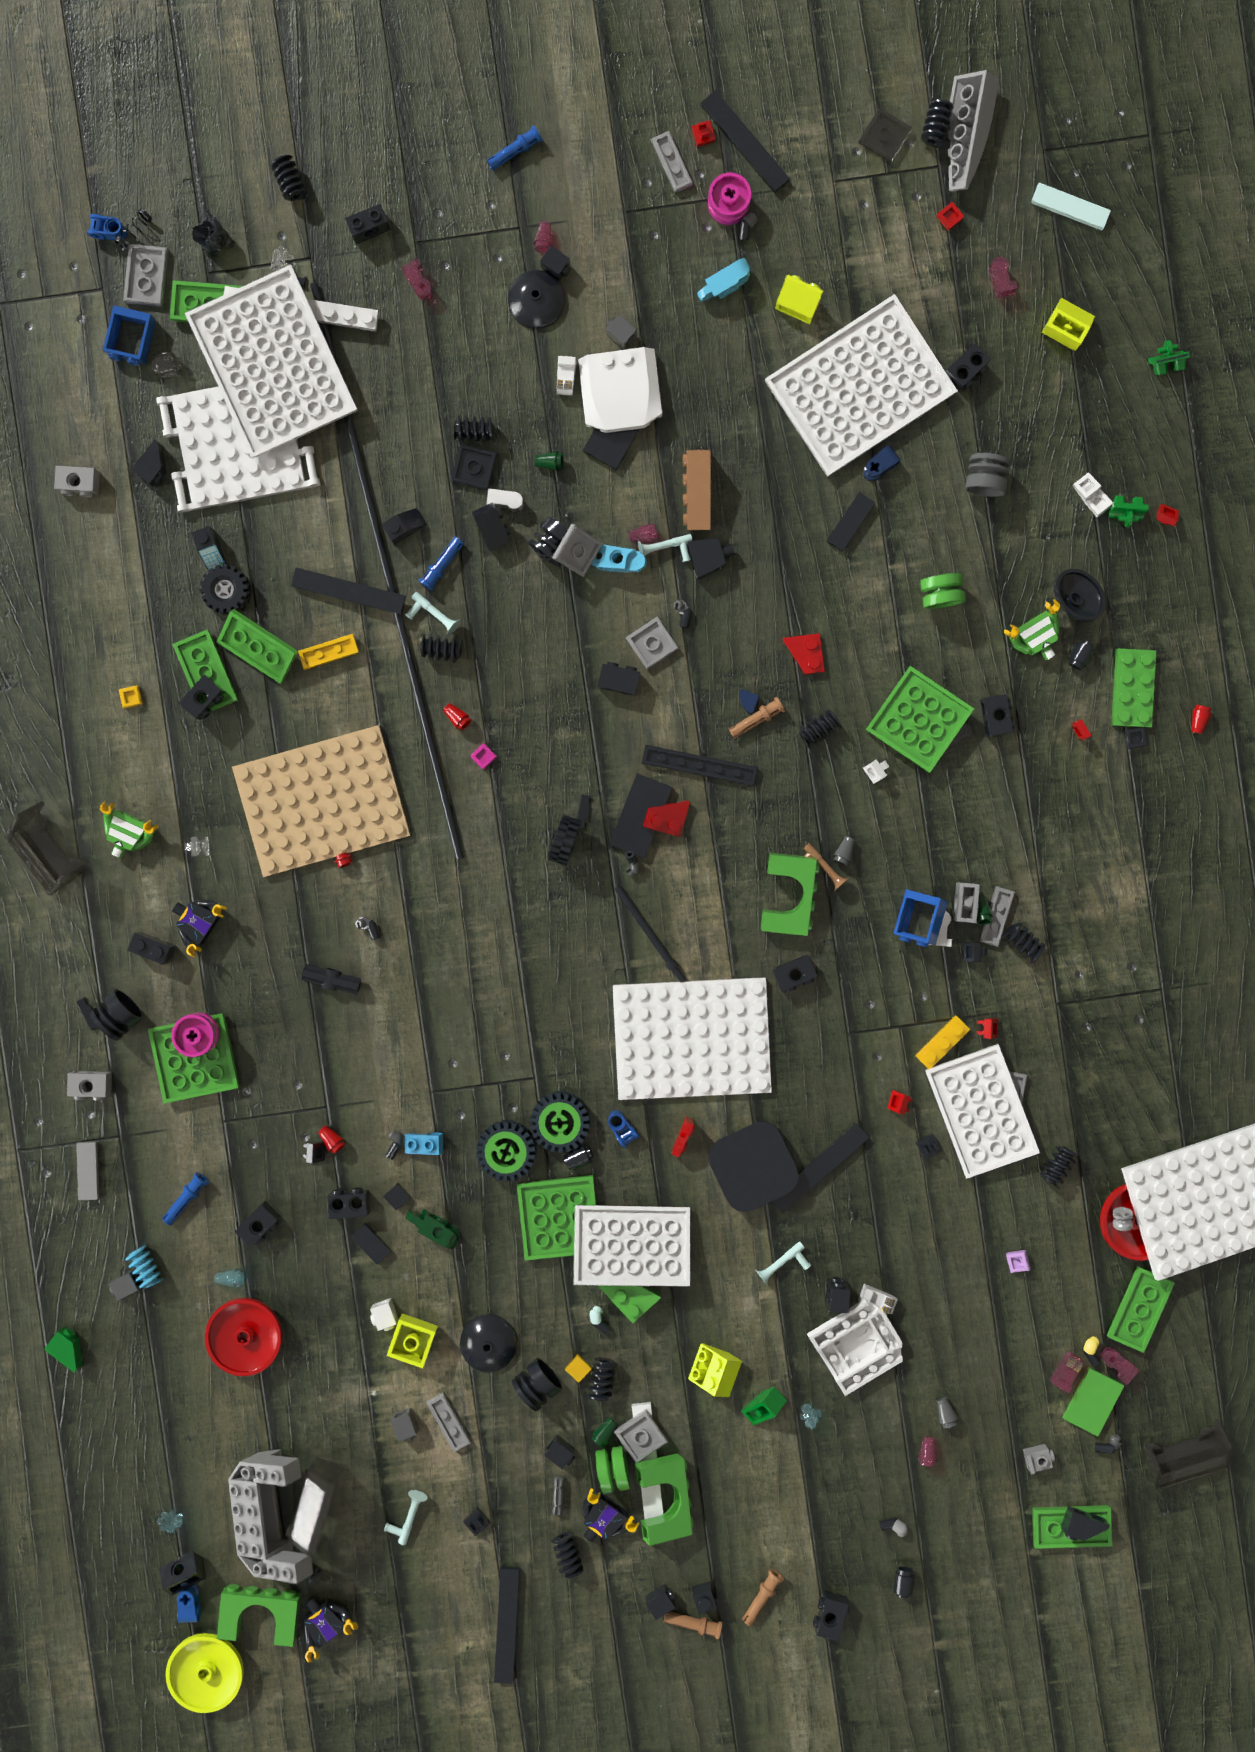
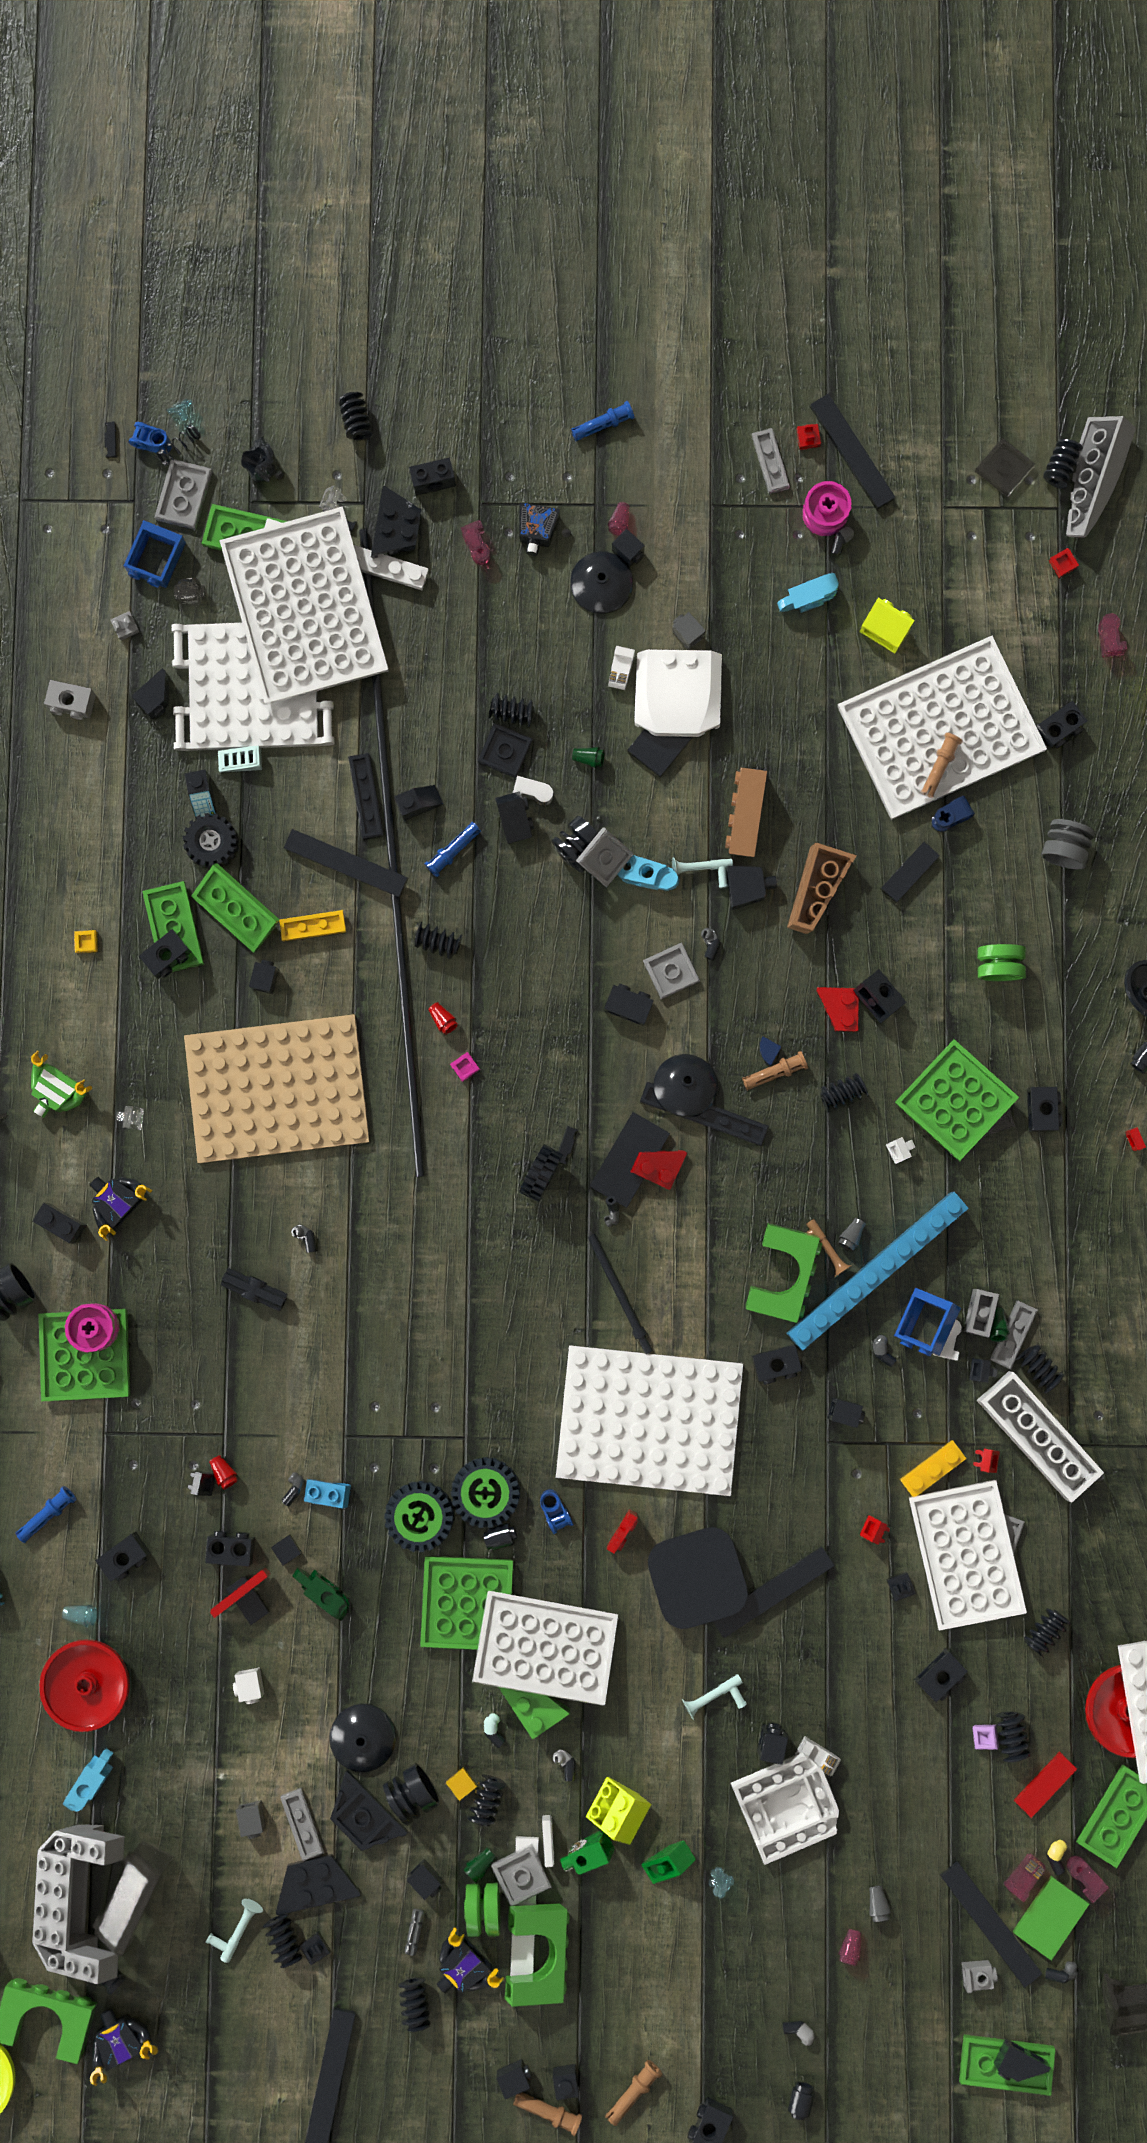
camera: 15 degrees right, 5 degrees down
(70, 234) = (110, 439): none -> black piece
(114, 405) = (125, 625): none -> light grey tile
(128, 195) = (180, 409): none -> clear light blue plant
(241, 503) = (256, 765): none -> light aqua slope
(262, 1415) = (89, 1782): none -> medium azure piece
(293, 704) = (264, 977): none -> black brick
(341, 274) = (395, 525): none -> black wing
(343, 860) = (290, 1158): red plate -> none
(356, 527) = (365, 796): none -> black tile
(363, 1239) = (241, 1591): none -> red tile
(412, 1340) = (276, 1720): neon yellow brick -> none
(422, 602) = (423, 887): light aqua piece -> none
(449, 1520) = (283, 1940): none -> black piece
(468, 1469) = (314, 1884): none -> black wing
(470, 255) = (537, 526): none -> torso
(499, 1407) = (363, 1816): none -> black wing
(644, 533) = (680, 850): clear pink cone -> none
(661, 1413) = (548, 1840): none -> white tile
(665, 1336) = (567, 1762): none -> arm
(676, 754) = (684, 1098): none -> black dish
(695, 1409) = (589, 1853): none -> green torso
(771, 544) = (819, 882): none -> medium nougat wedge
(839, 637) = (879, 996): none -> black brick
(861, 1006) = (846, 1412): none -> black brick
(867, 412) = (945, 755): none -> medium nougat pin
(871, 879) = (877, 1270): none -> dark azure brick
(883, 948) = (880, 1350): none -> arm
(973, 1205) = (942, 1663): none -> black brick
(1031, 1001) = (1040, 1436): none -> white brick
(1037, 633) = (1100, 1025): torso -> none
(1043, 1256) = (1015, 1736): none -> black piece
(1043, 1414) = (991, 1924): none -> black tile
(1074, 1292) = (1045, 1784): none -> red tile
(1122, 1218) = (1112, 1704): light grey wheel -> none

